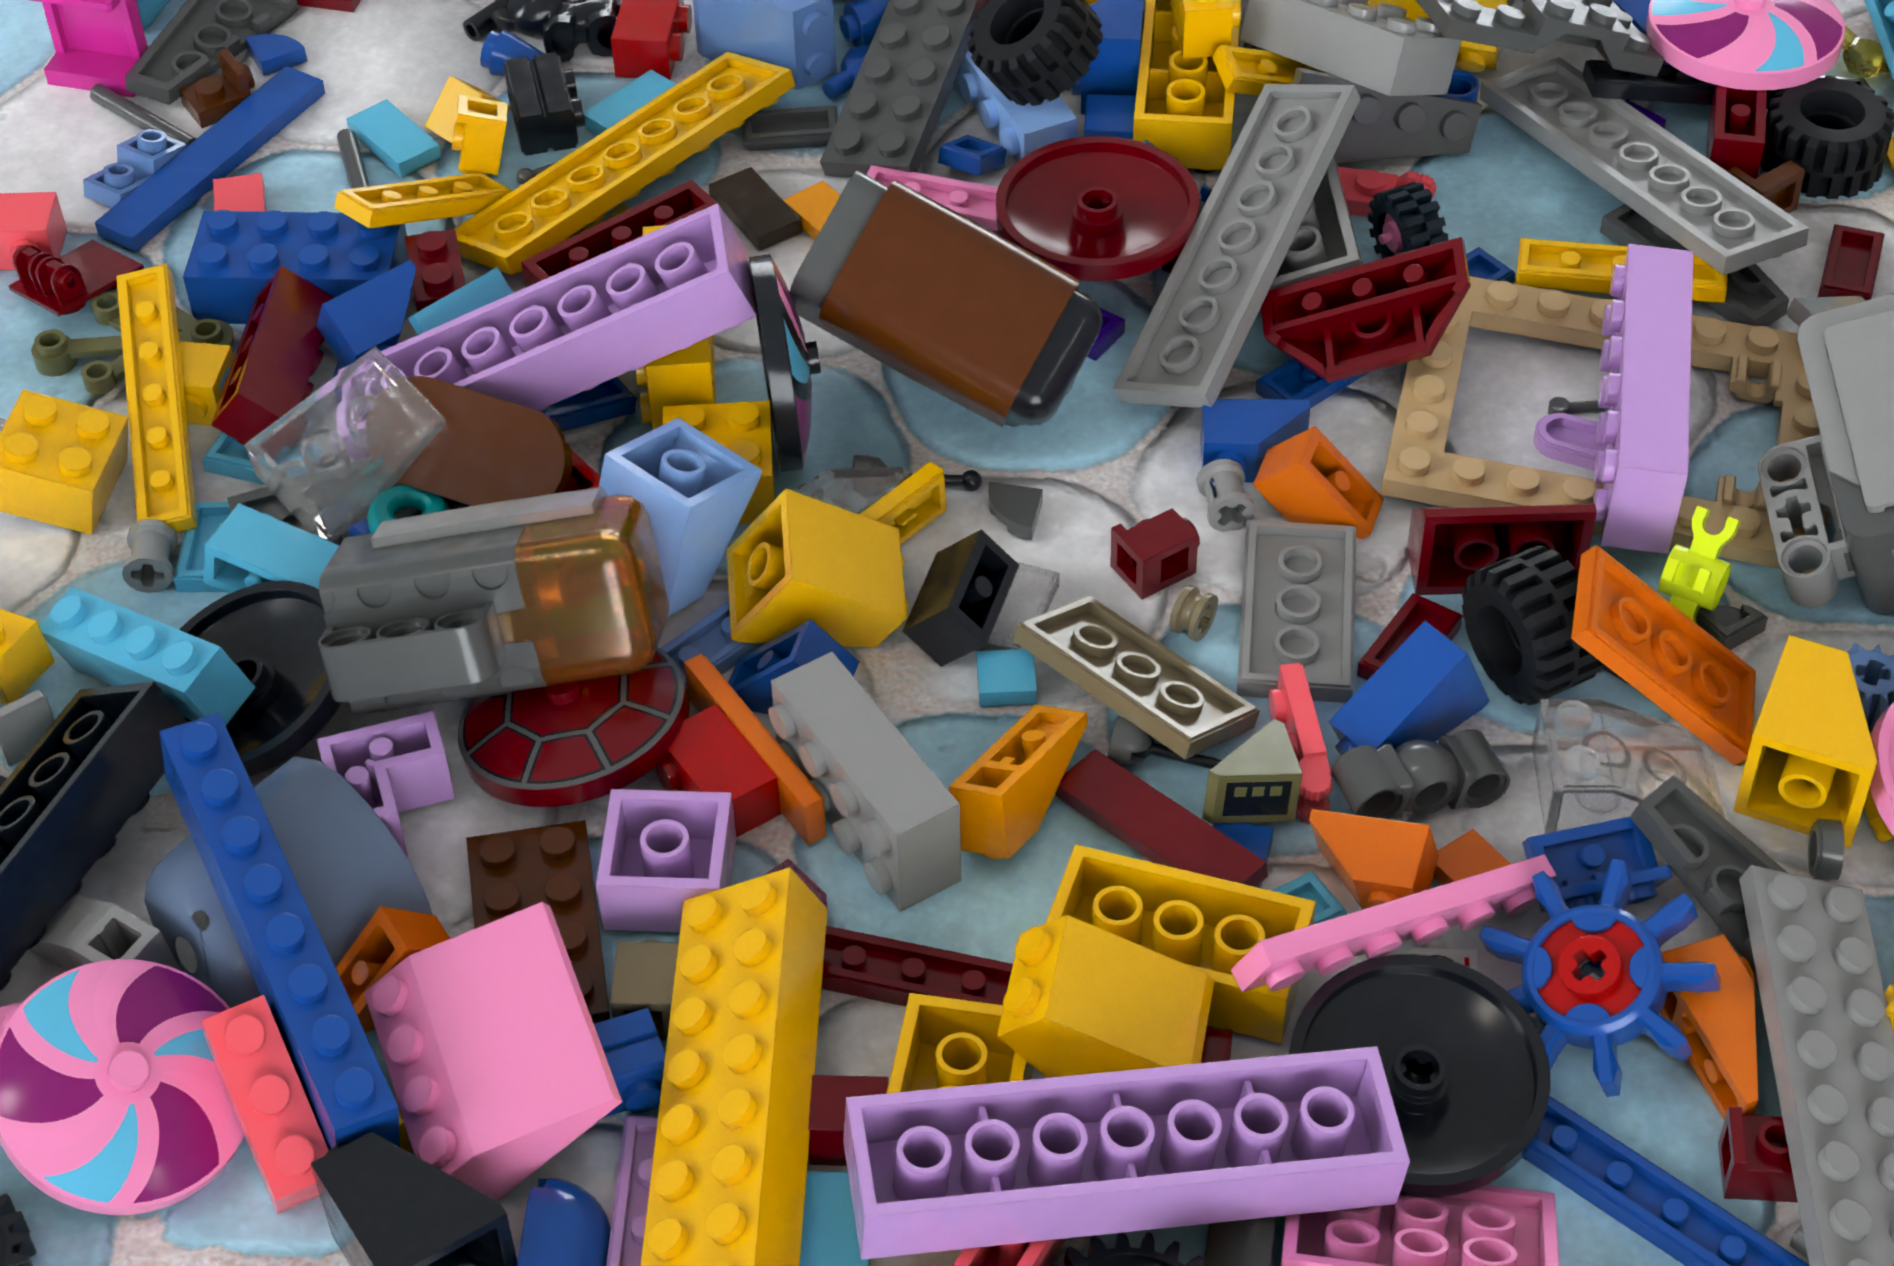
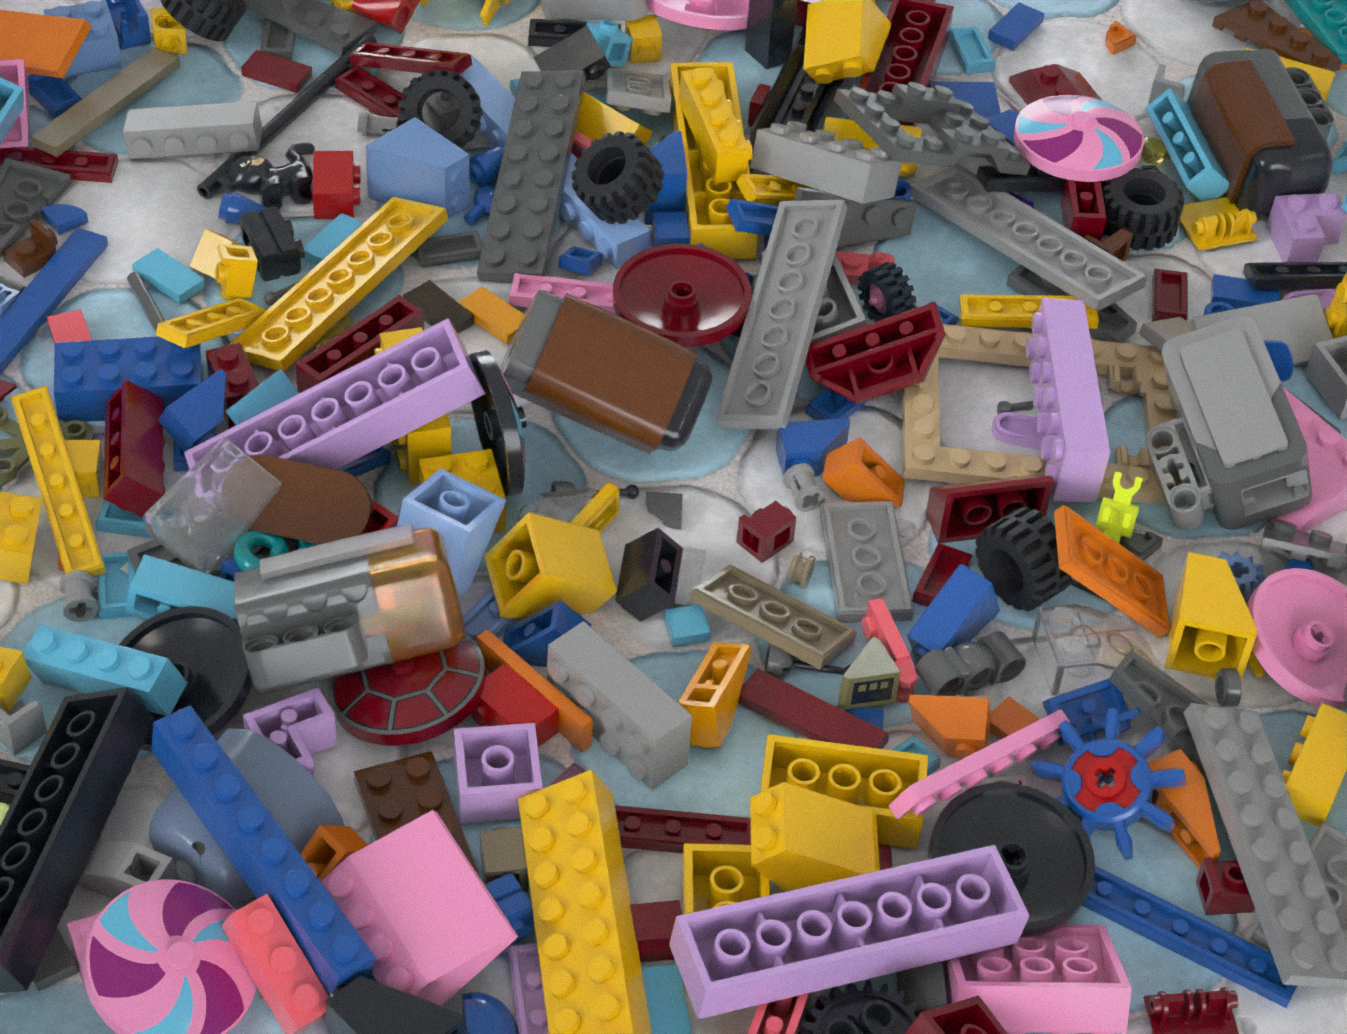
camera: 15 degrees left, 0 degrees up
(1221, 104) = (752, 216): none -> blue tile

